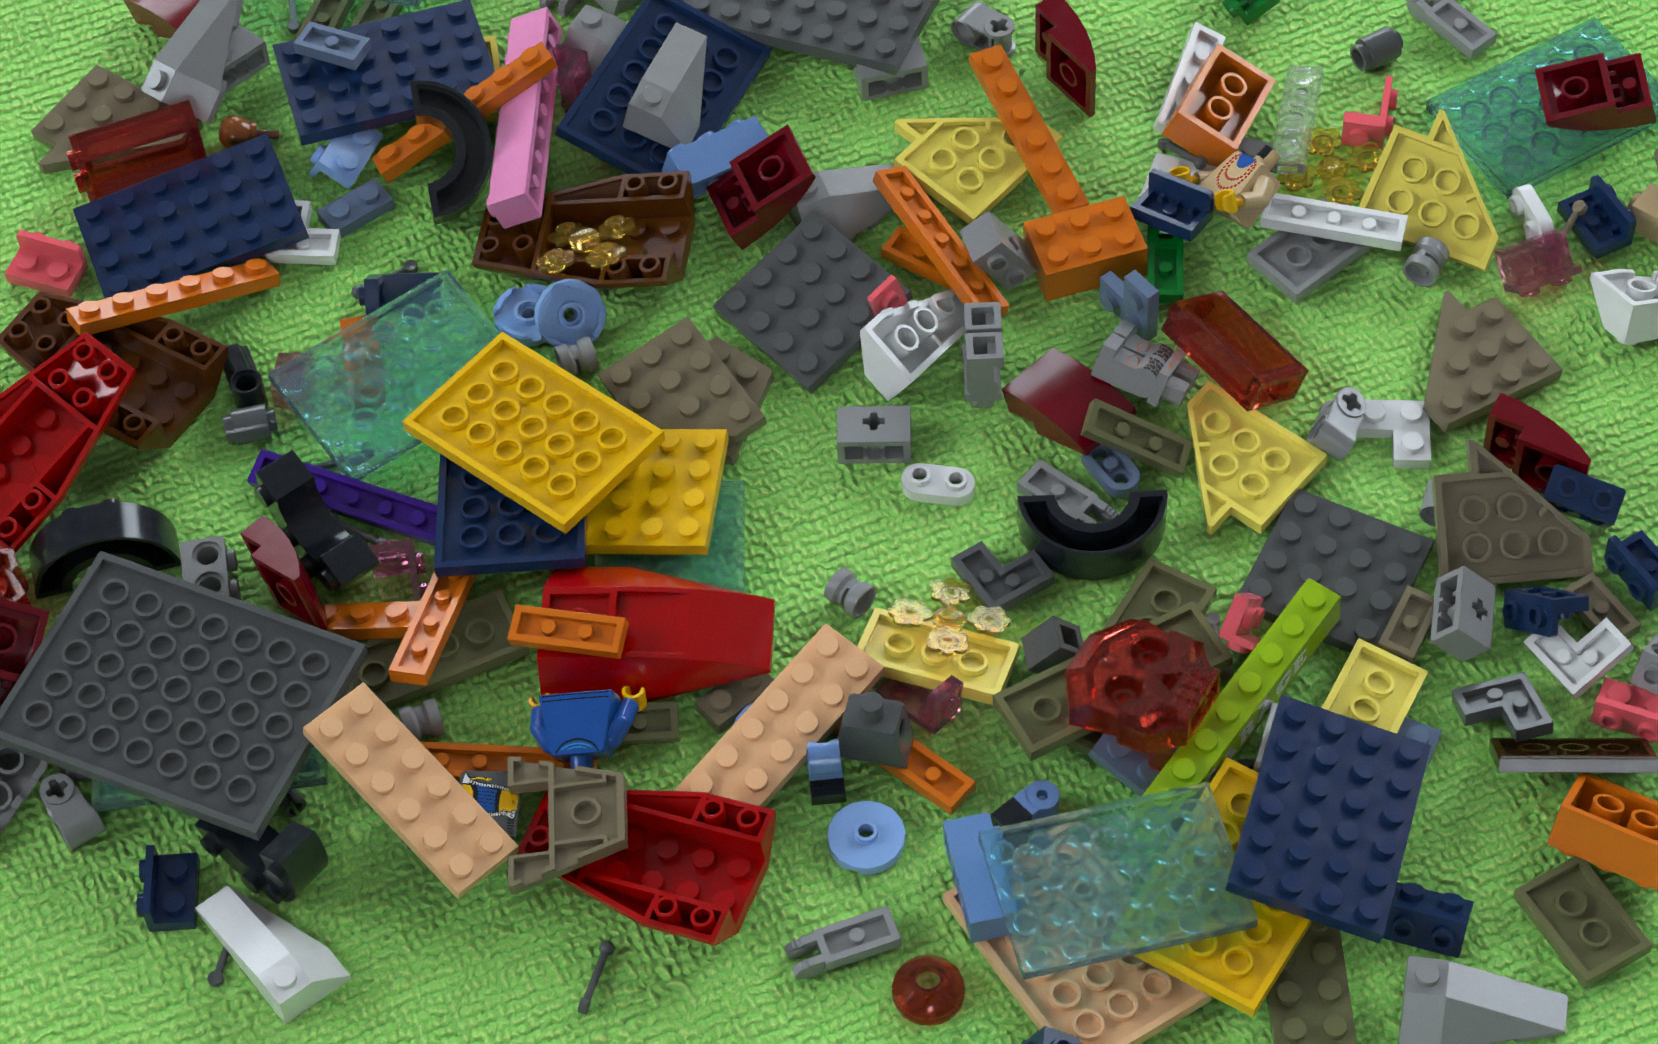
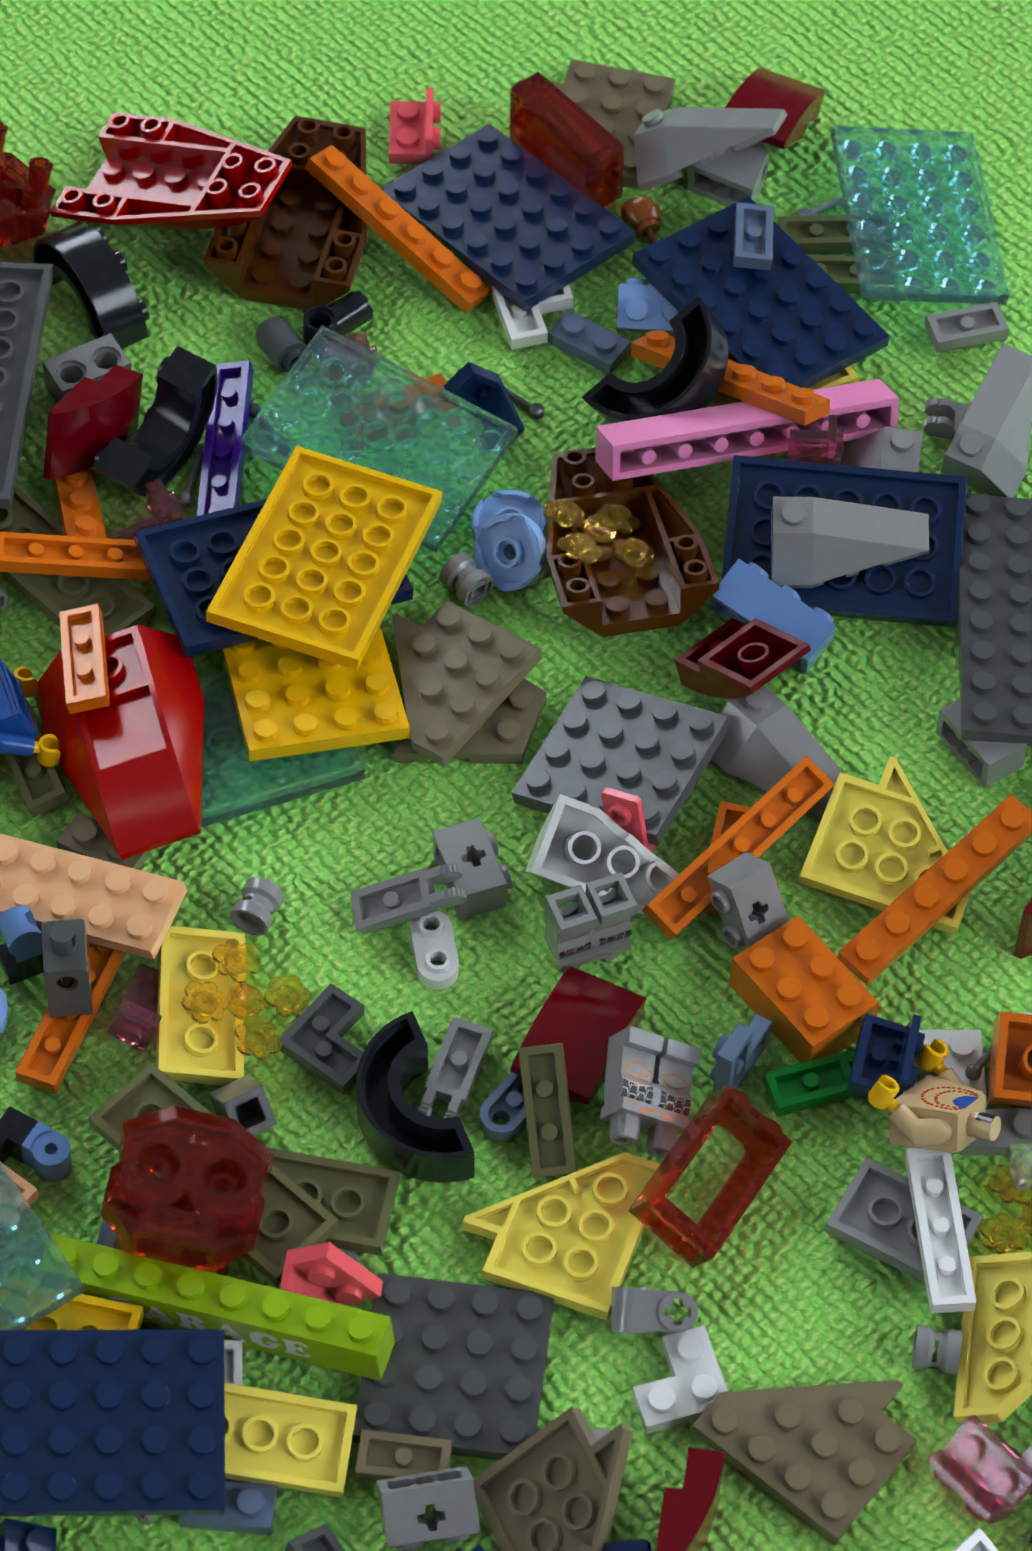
camera: 65 degrees right, 0 degrees up
(891, 484) = (405, 897): none -> light grey hinge

